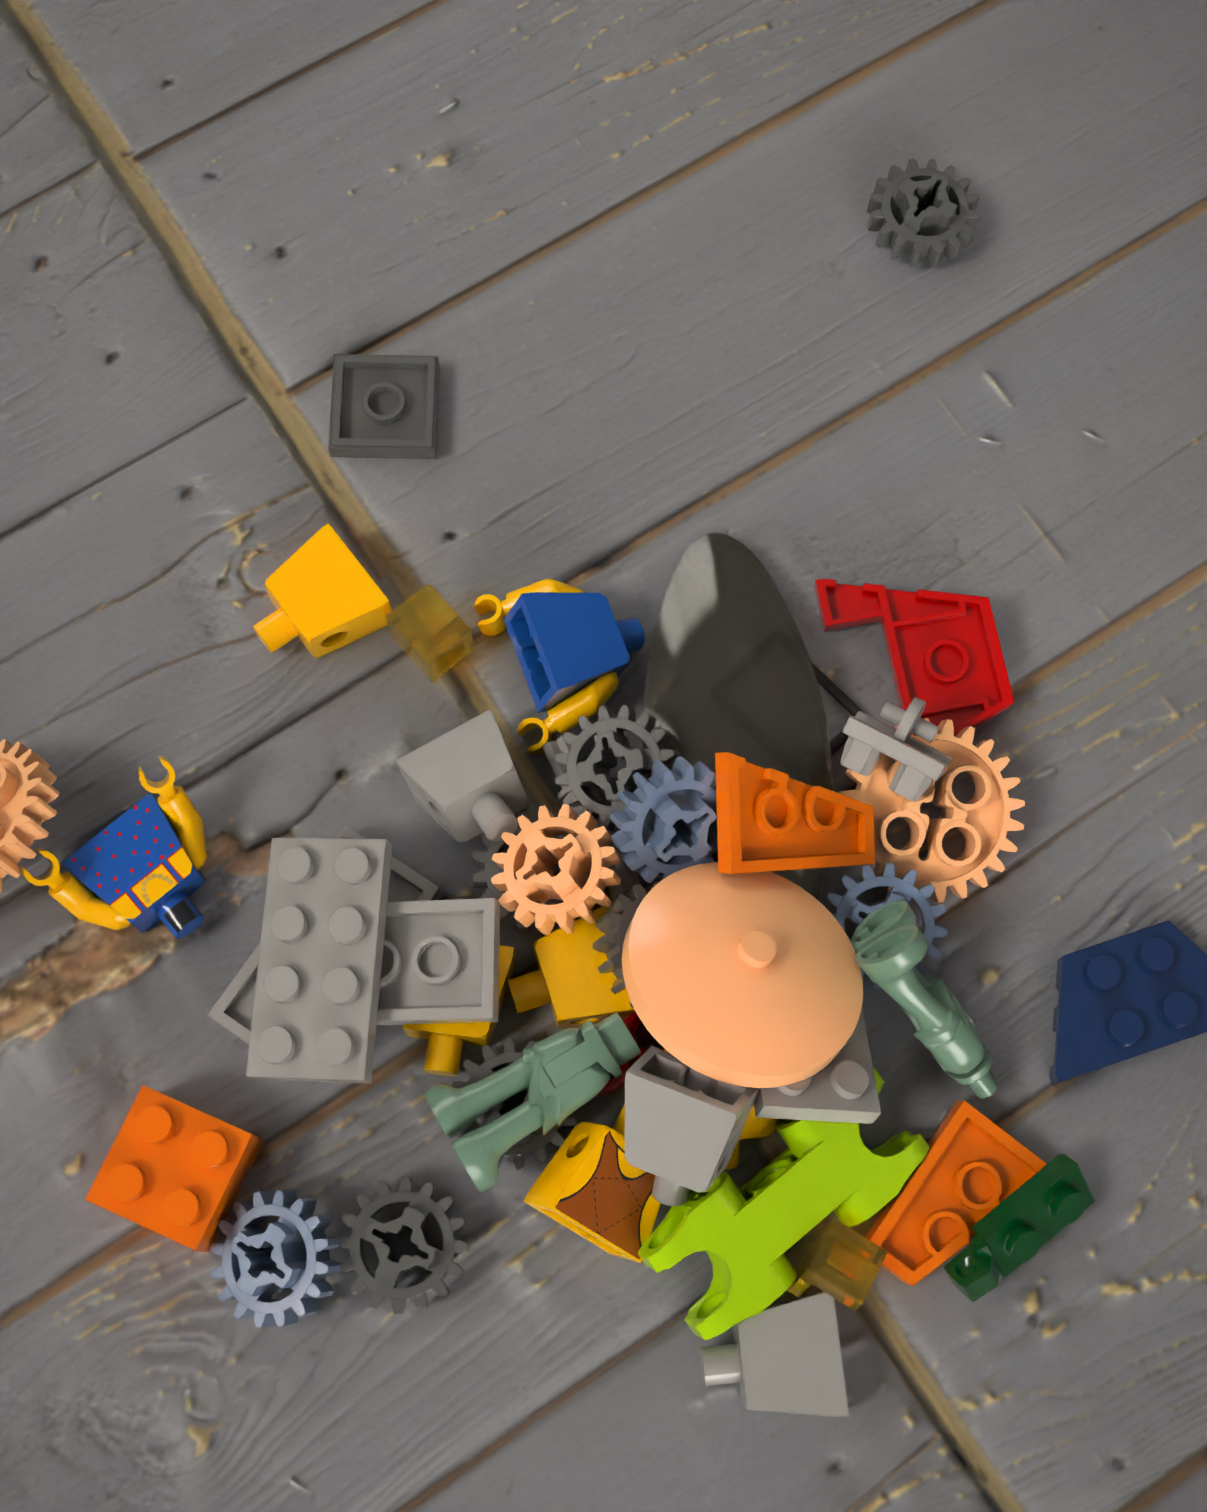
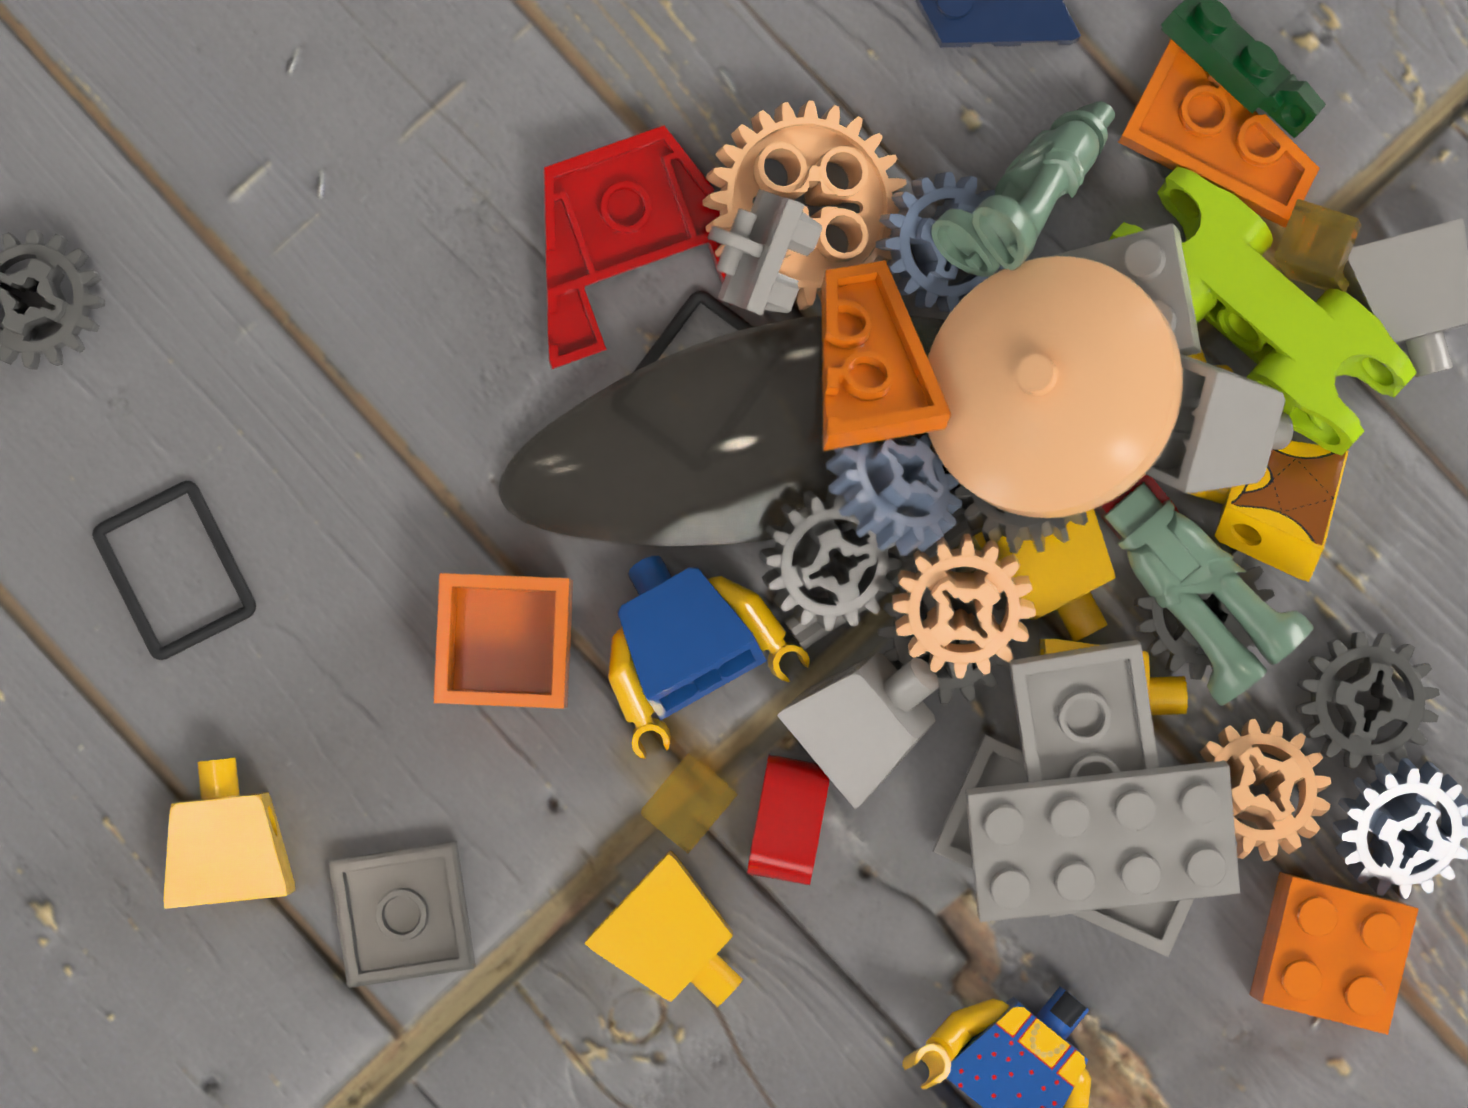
camera: 95 degrees left, 15 degrees up
(348, 1152) = (1272, 811): none -> light nougat gear
(396, 709) = (788, 820): none -> red beam
(467, 281) = (224, 844): none -> yellow torso
(592, 503) = (503, 640): none -> orange piece
(704, 322) = (127, 593): none -> black piece

